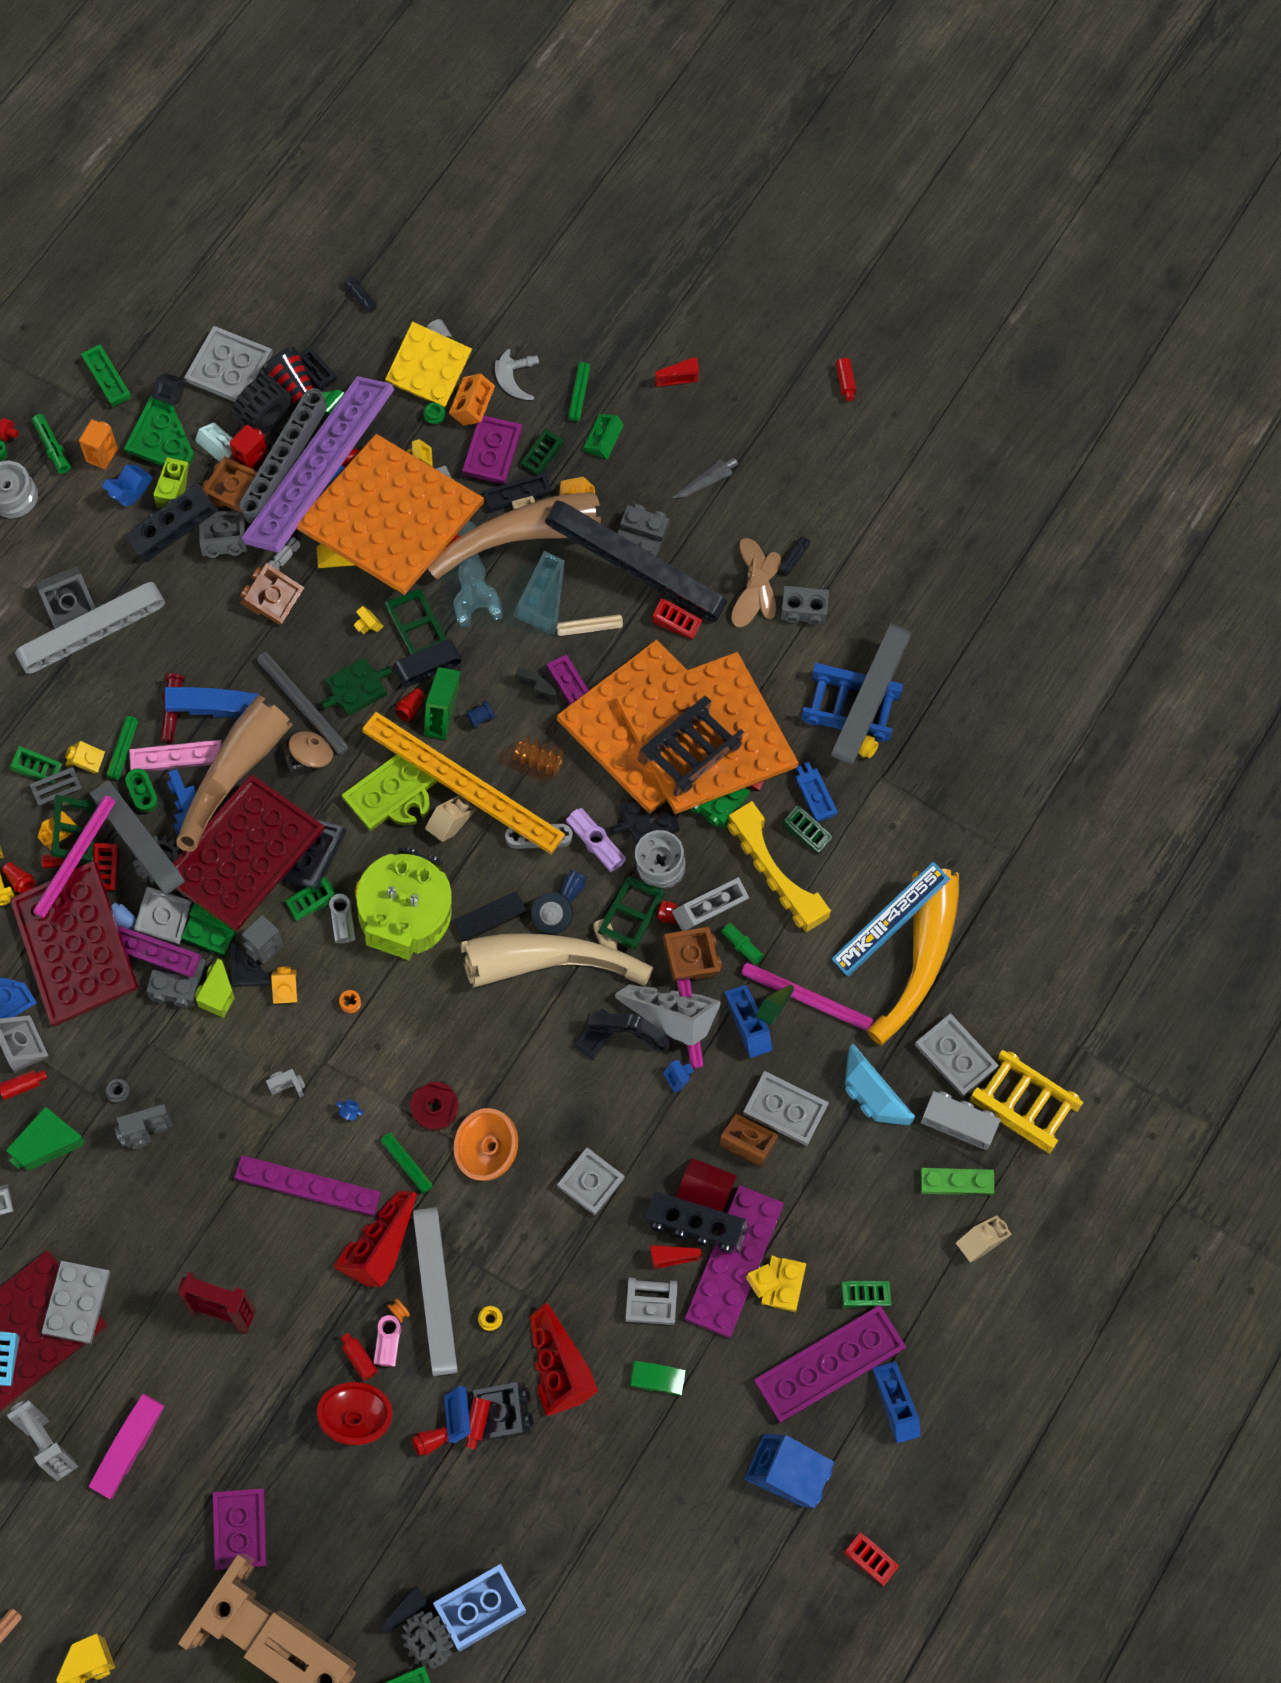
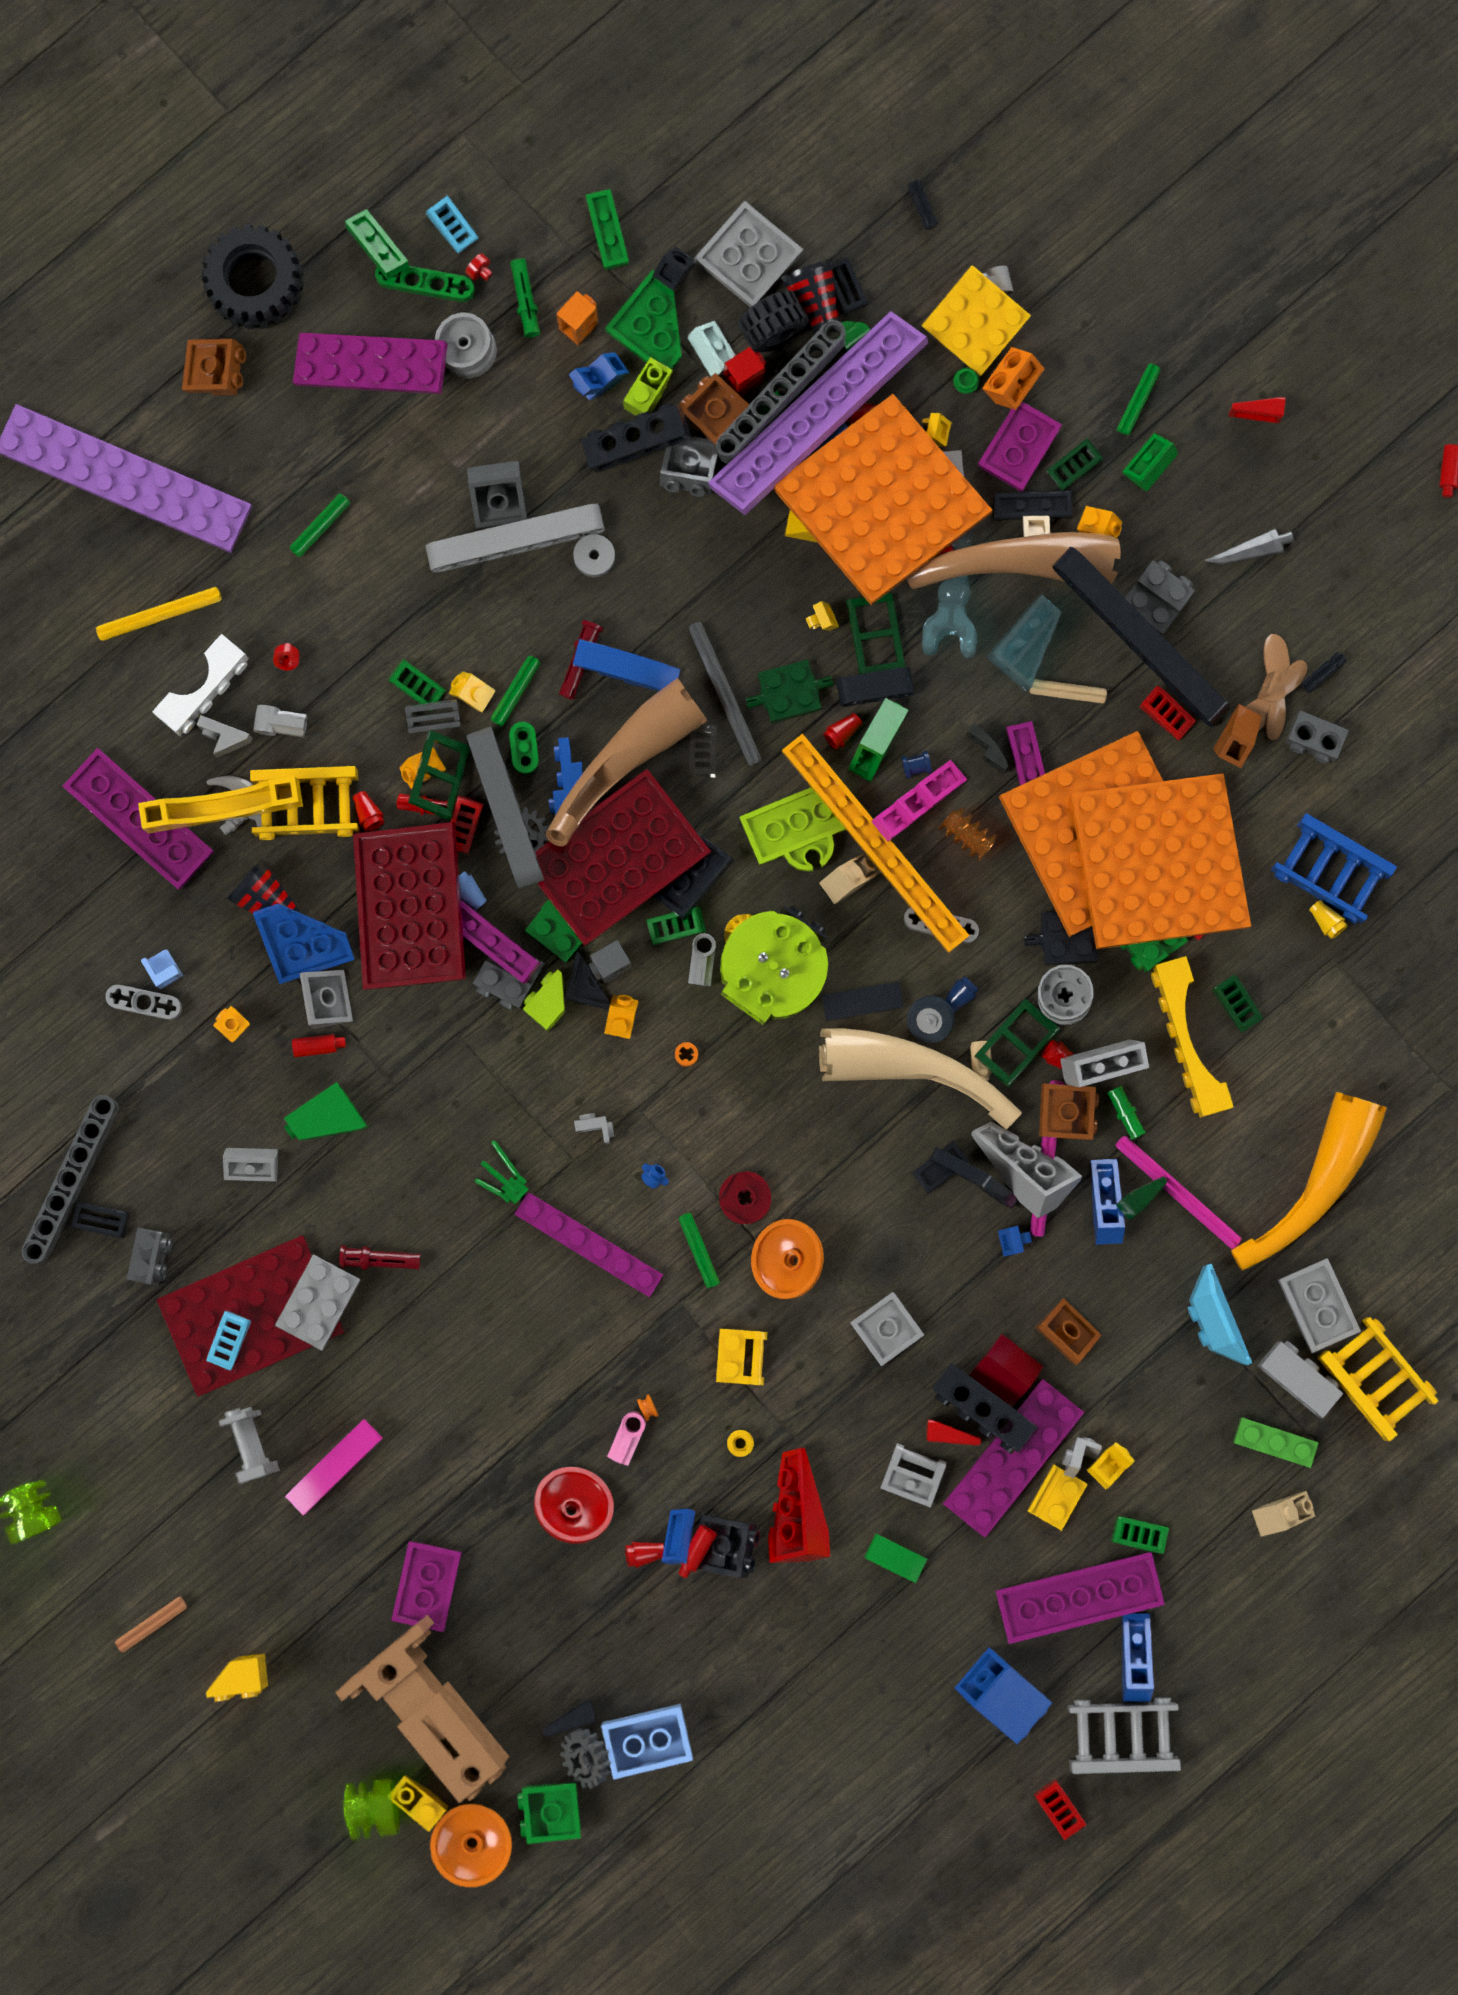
camera: 20 degrees right, 15 degrees up
(74, 856) = (433, 811): dark pink axle -> none
(117, 1083) = (412, 1074): dark grey plate -> none
(136, 1127) = (426, 1134): dark grey plate -> none
(153, 1244) = (365, 1258): none -> dark red pin
(161, 634) = (590, 544): none -> light grey piece
(162, 916) = (509, 904): light grey plate -> none
(174, 756) = (570, 717): bright pink tile -> none
(217, 1302) = (480, 1366): dark red fence -> none
(227, 1156) = (513, 1188): none -> green plant
(271, 593) = (724, 554): plate -> none
(284, 555) = (735, 519): light grey axle -> none
(310, 749) = (714, 759): medium nougat dish -> none
(358, 1357) = (593, 1444): red cylinder -> none
(377, 1250) = (642, 1336): red wedge -> none
(435, 1291) = (691, 1398): light grey beam -> none
(461, 1243) = (732, 1354): none -> yellow plate
(490, 740) = (919, 800): none -> dark pink slope
(504, 373) = (1060, 351): light grey piece -> none
(587, 829) = (995, 932): lavender piece -> none
(684, 725) = (1138, 855): black fence -> none
(740, 619) = (1238, 736): none -> dark orange slope
(763, 1280) = (1036, 1491): yellow plate -> none
(785, 1108) = (1117, 1310): light grey plate -> none
(792, 1233) = (1074, 1456): none -> light grey bracket
(815, 793) = (1259, 963): blue hinge -> none
(821, 1240) = (1110, 1465): none -> yellow bracket
(871, 694) = (1357, 871): dark grey beam -> none
(891, 919) = (1296, 1138): tile -> none
(903, 1501) = (1111, 1762): none -> light grey fence

